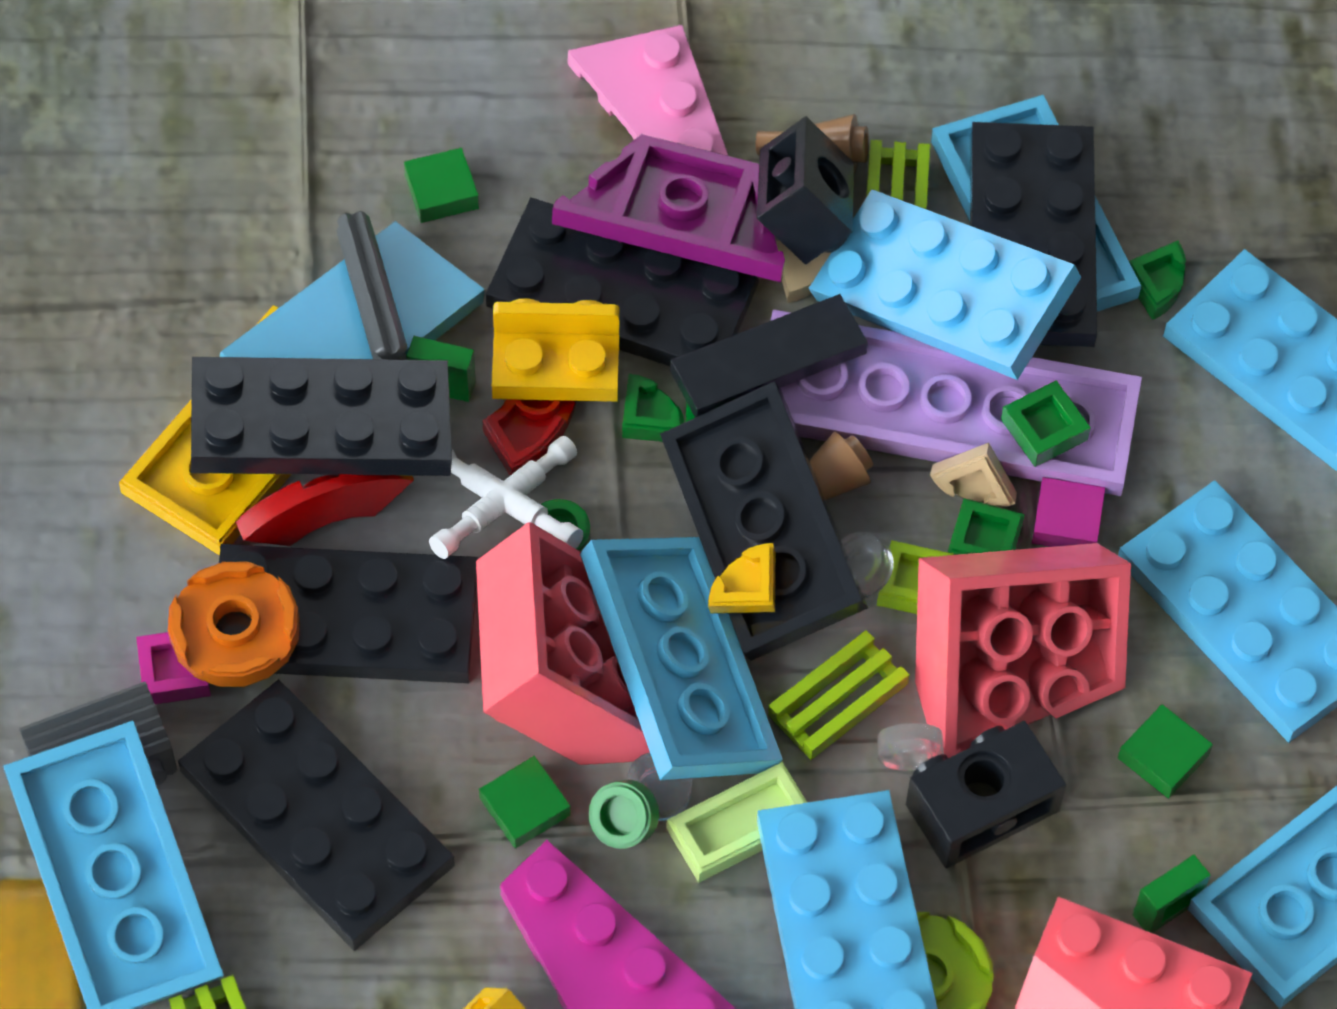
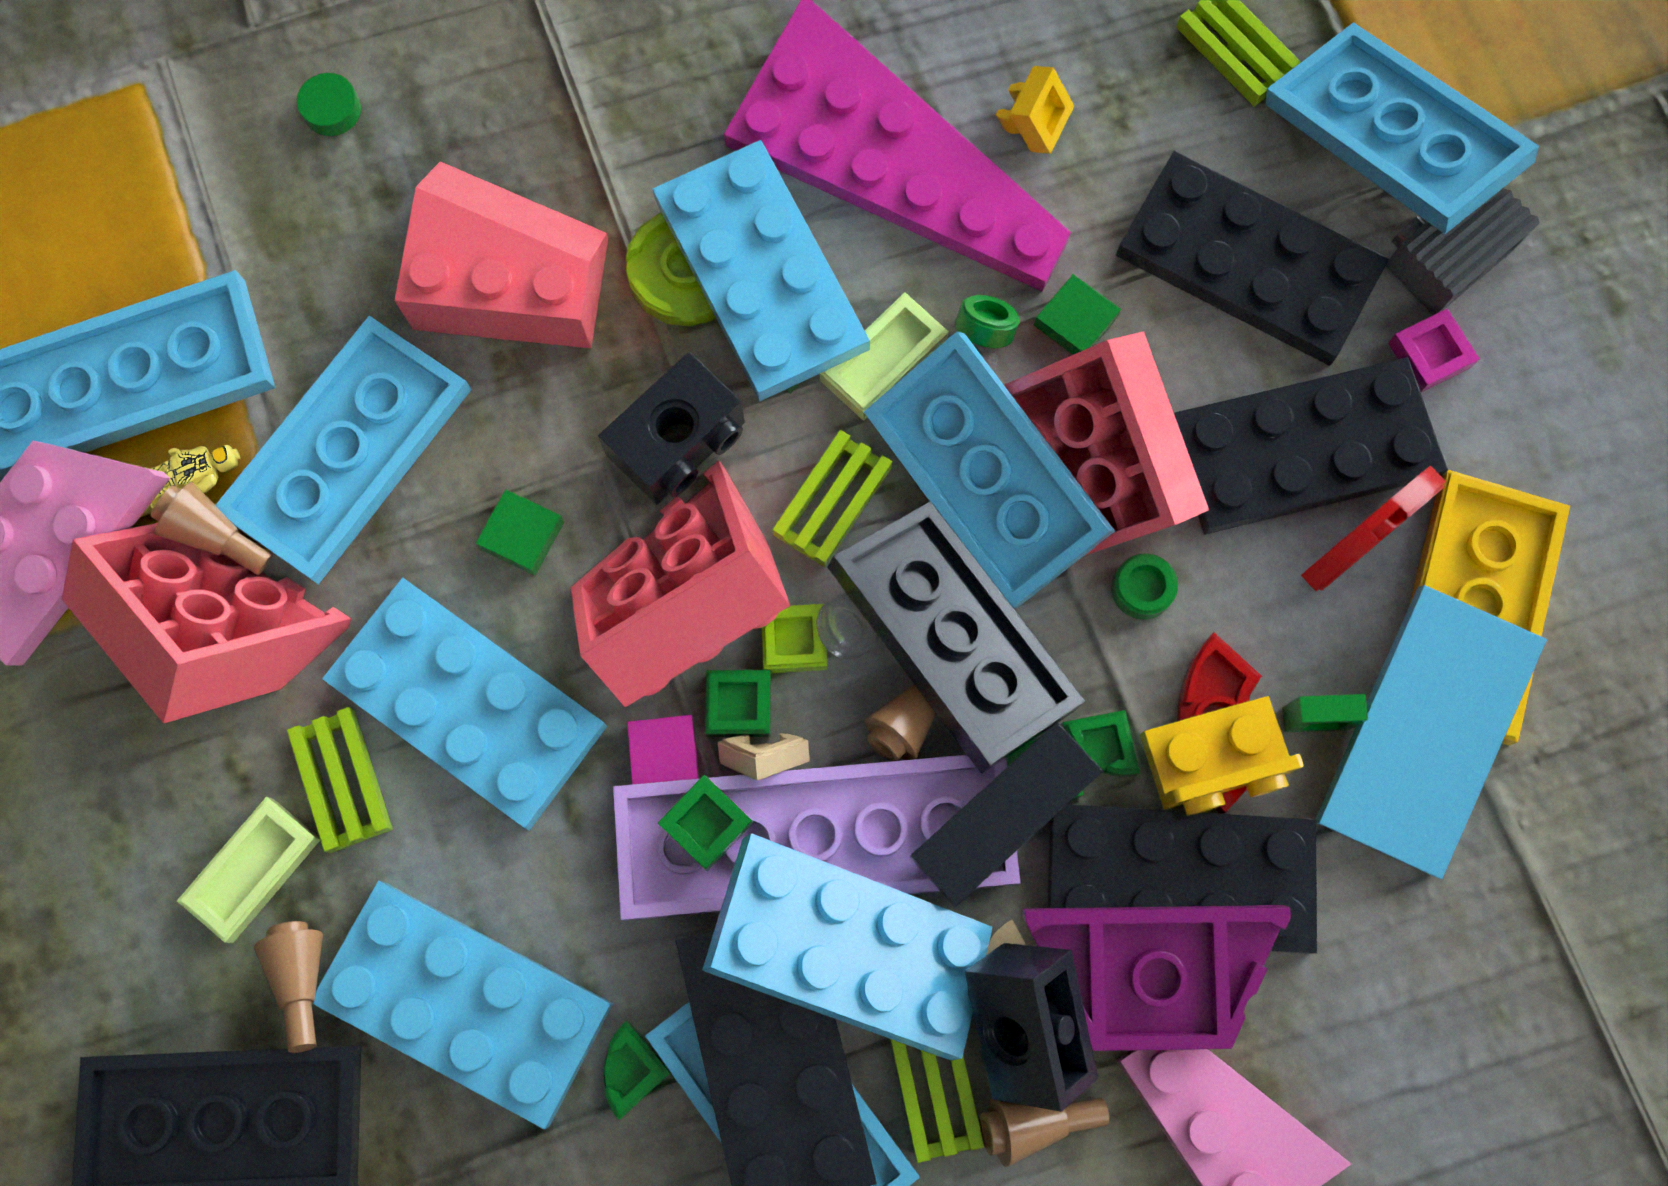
camera: 165 degrees right, 15 degrees up
(240, 657) = (1377, 402): orange tile -> none
(320, 416) = (1421, 586): black plate -> none
(371, 287) = (1433, 766): dark grey axle -> none
(441, 185) = (1414, 947): green tile -> none
(508, 497) = (1209, 593): white piece -> none
(746, 583) = (947, 552): yellow tile -> none
(909, 745) = (751, 454): clear tile -> none
(1170, 894) = (485, 383): green tile -> none

